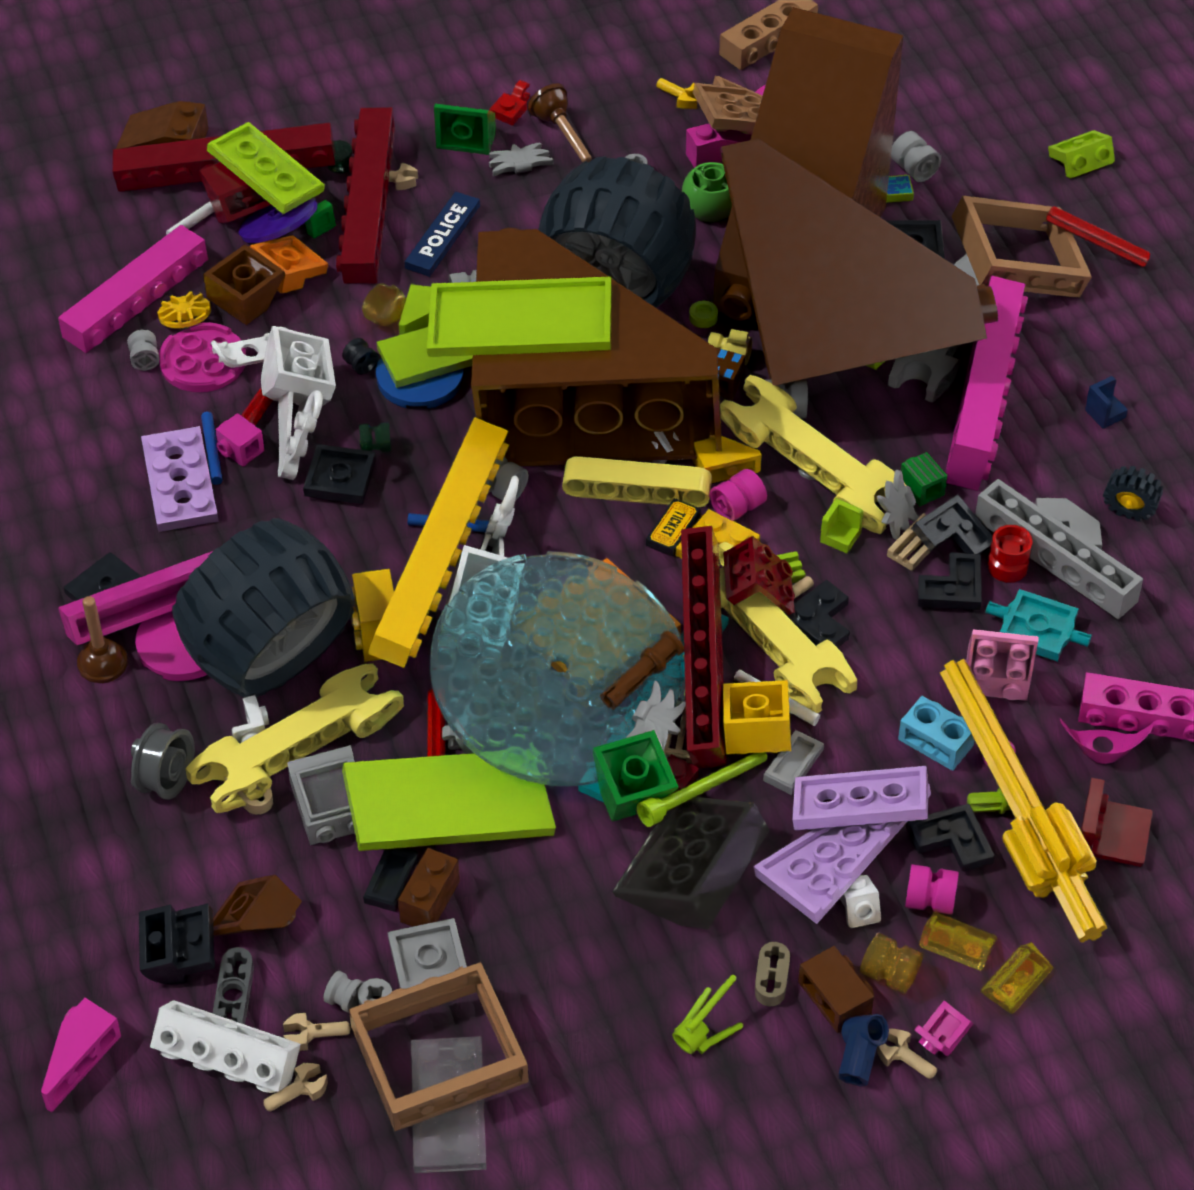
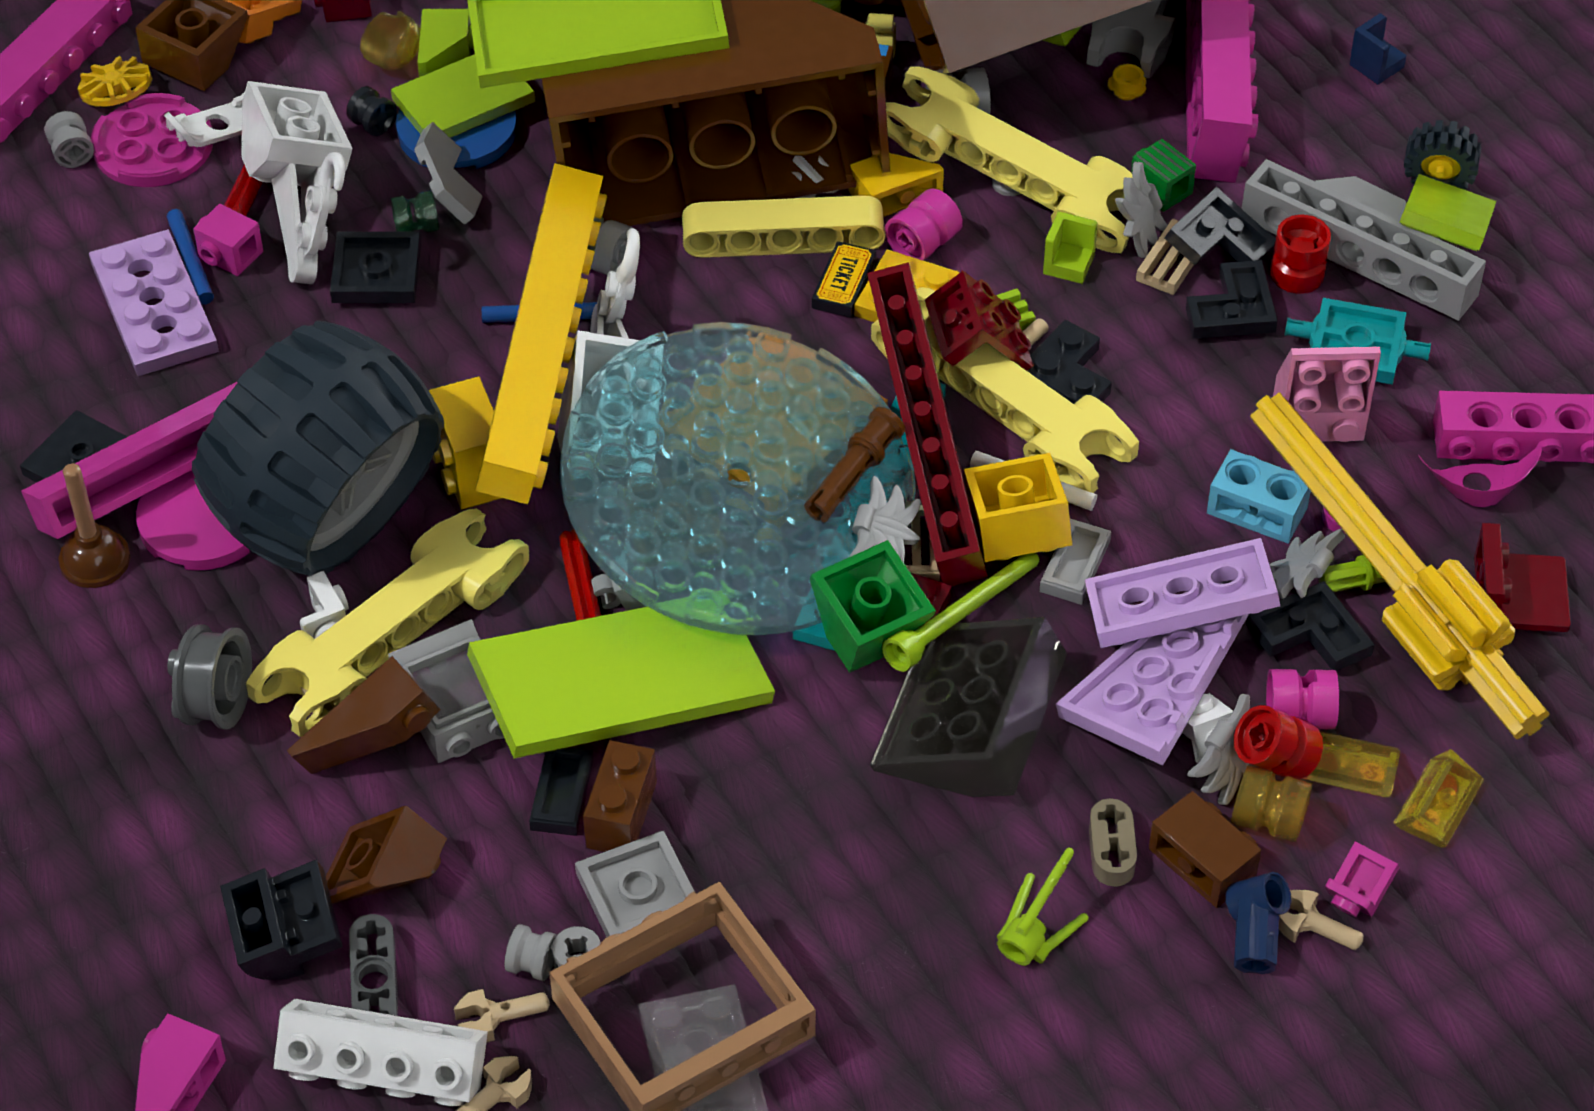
camera: 10 degrees left, 0 degrees up
(266, 807) = (372, 717): none -> reddish brown slope
(402, 421) = (448, 186): none -> light grey tile
(870, 918) = (1221, 758): none -> light grey piece
(904, 919) = (1278, 742): none -> red wheel
(914, 403) = (1127, 82): none -> yellow plate
(957, 788) = (1304, 562): none -> light grey piece
(1126, 536) = (1448, 212): none -> lime tile

